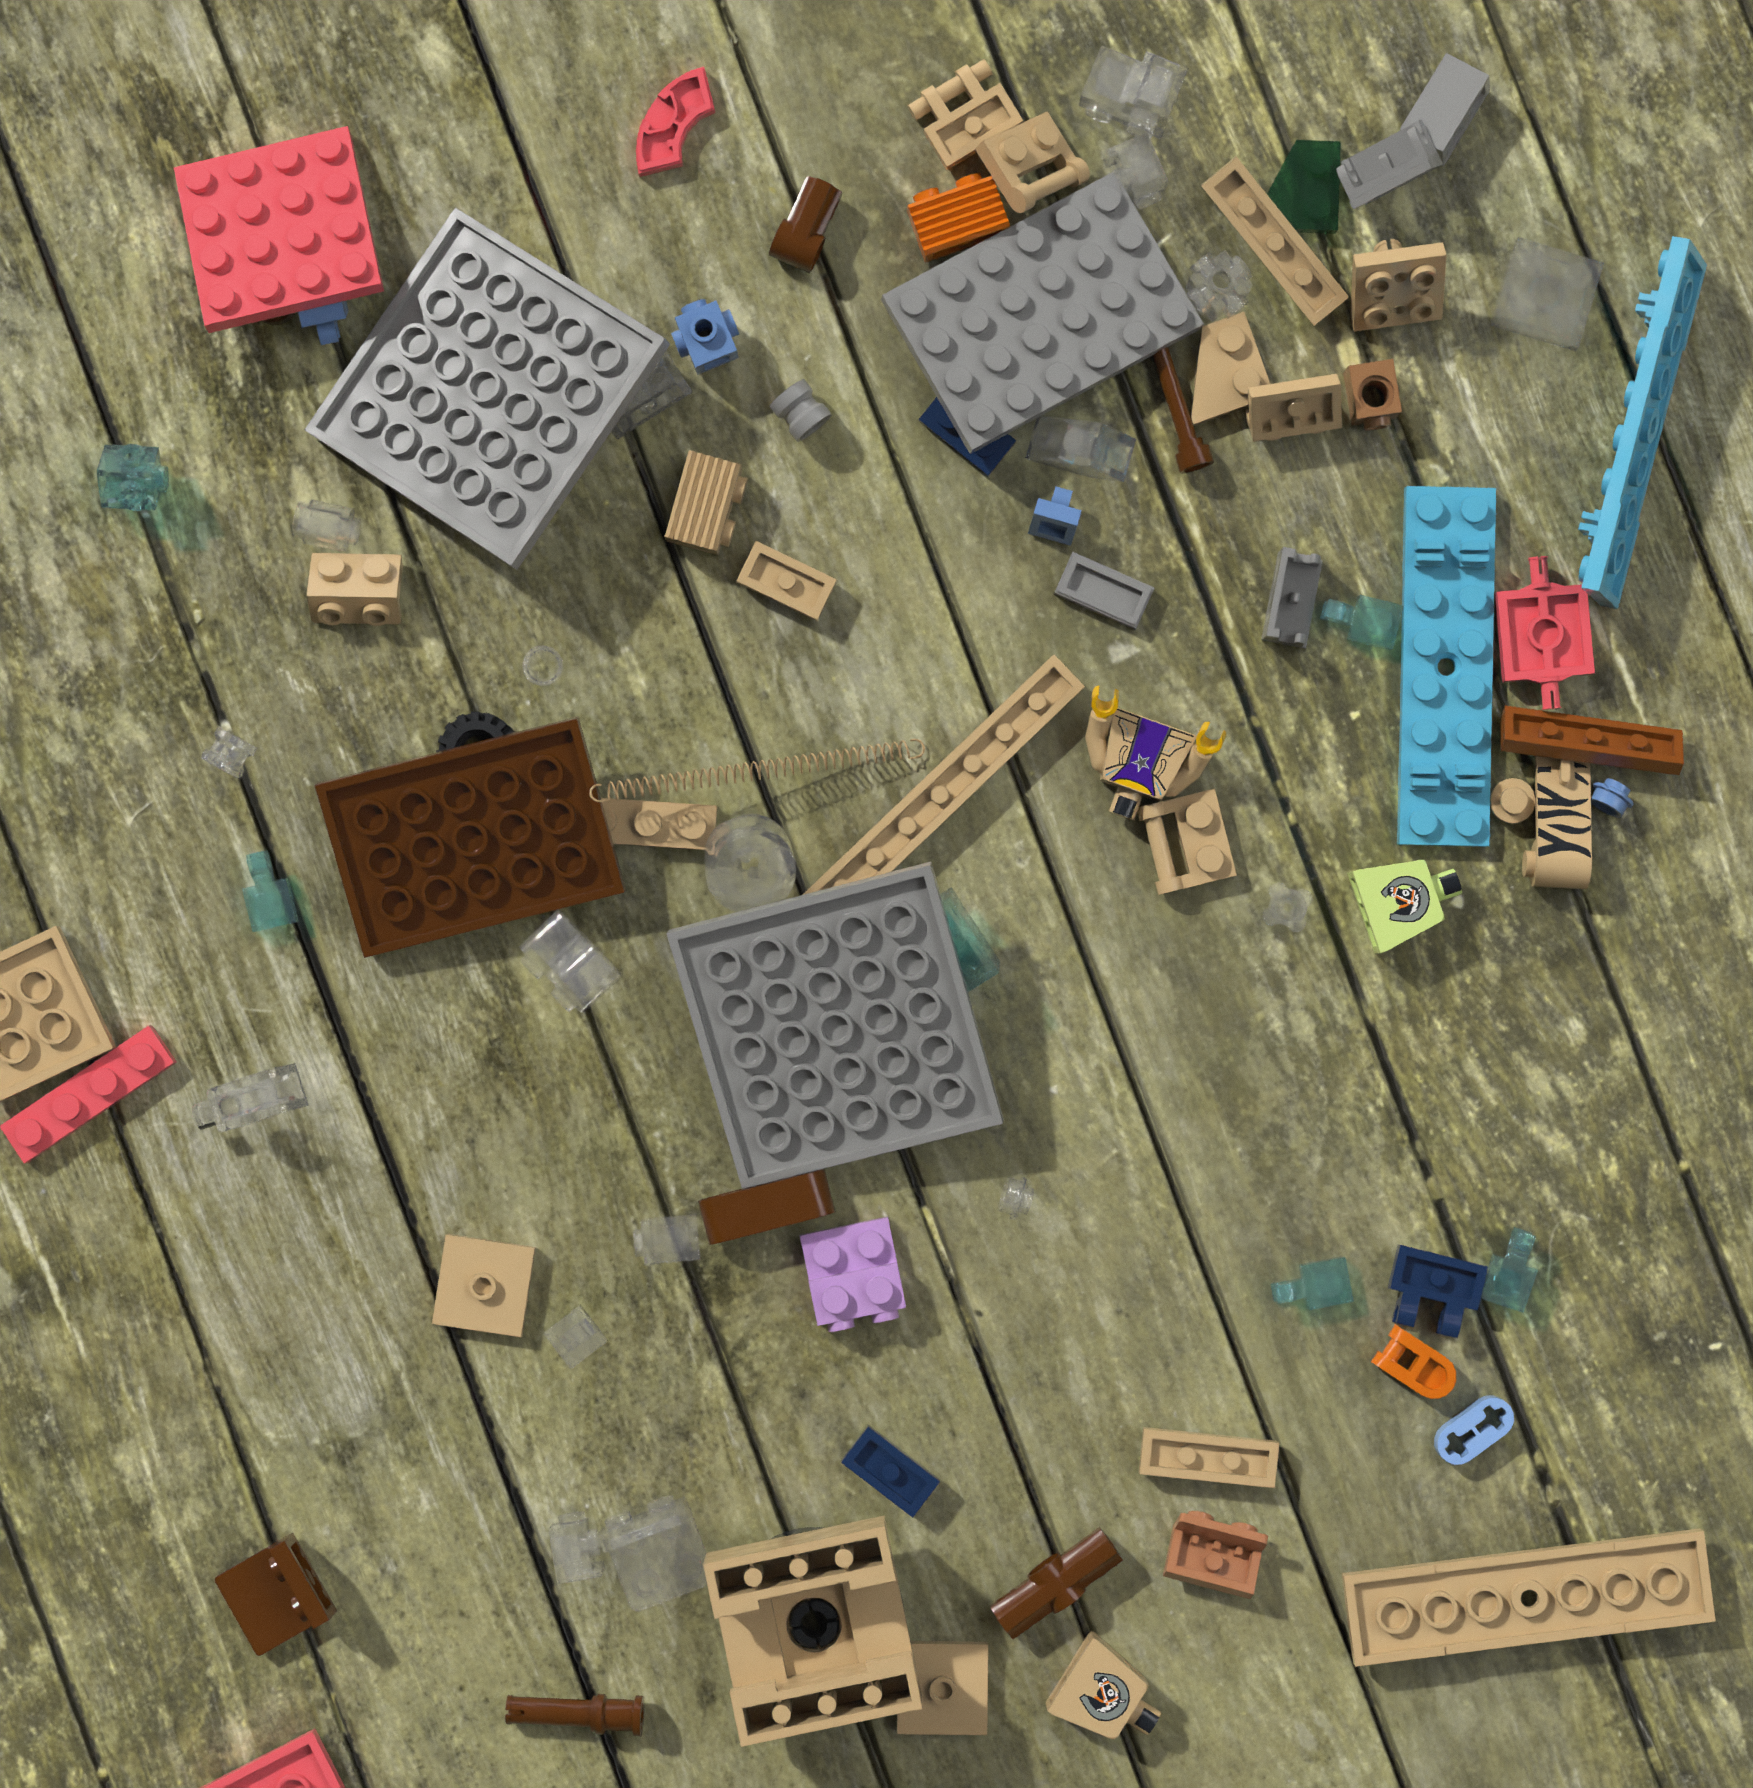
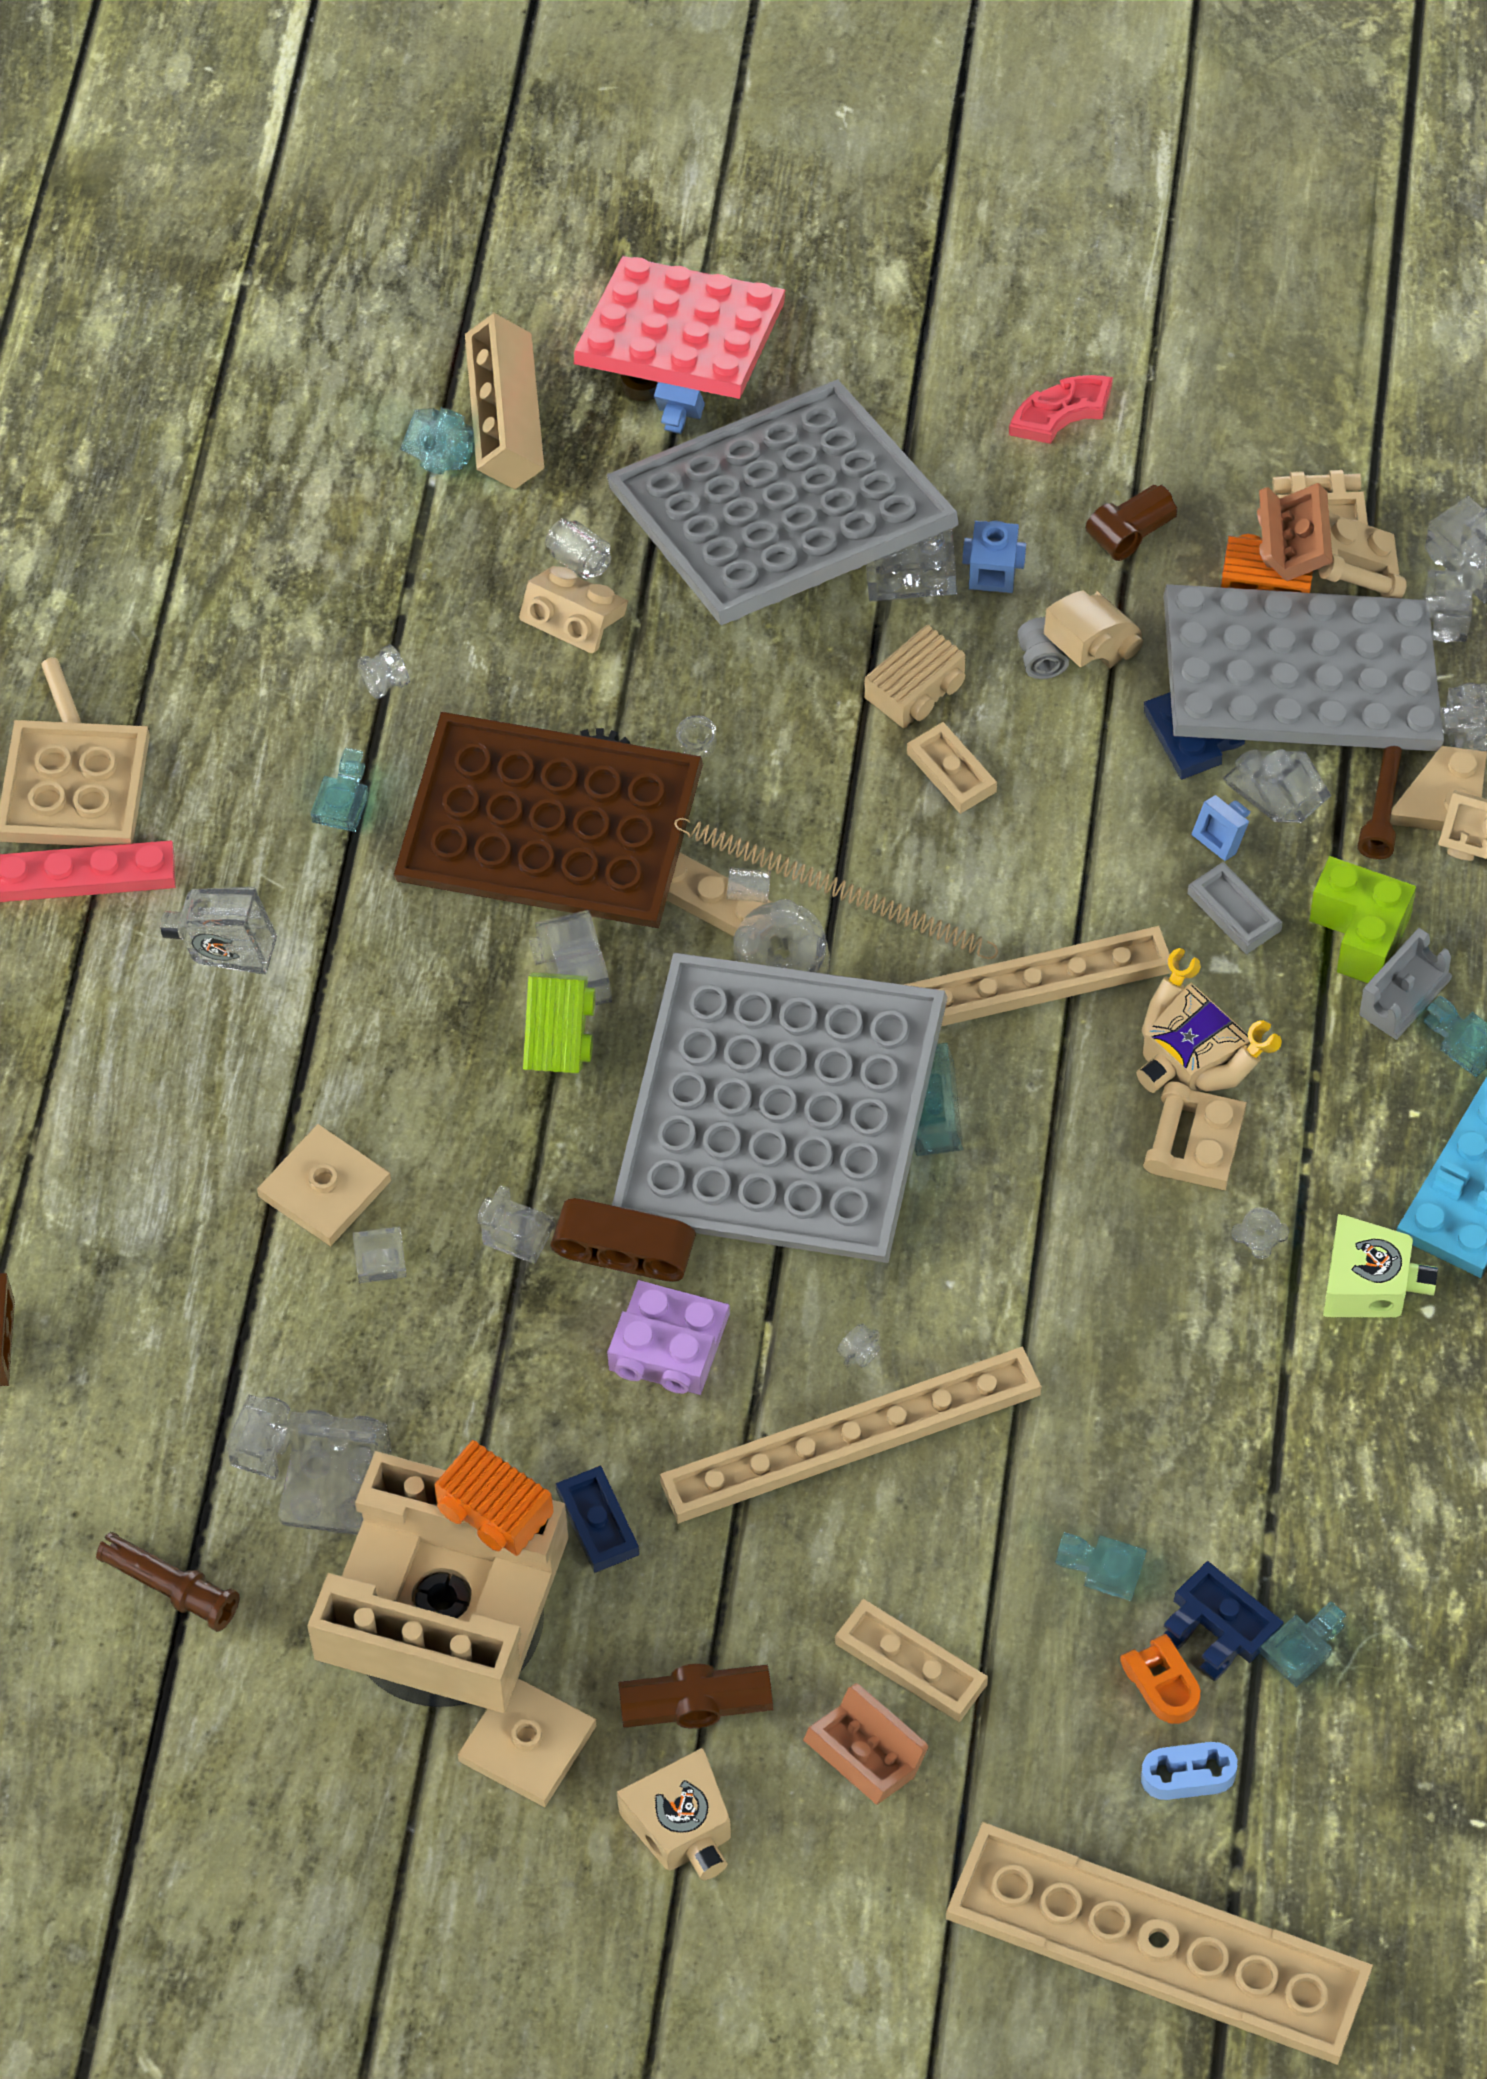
camera: 30 degrees right, 30 degrees down
(165, 402) = (504, 401): none -> tan brick
(597, 1040) = (557, 1022): none -> lime brick
(683, 811) = (748, 884): none -> clear hinge
(831, 1568) = (493, 1499): none -> orange brick
(841, 377) = (1091, 629): none -> tan brick
(973, 181) = (1295, 531): none -> nougat bracket
(1052, 1283) = (850, 1434): none -> tan plate
(1231, 540) = (1365, 908): none -> lime brick

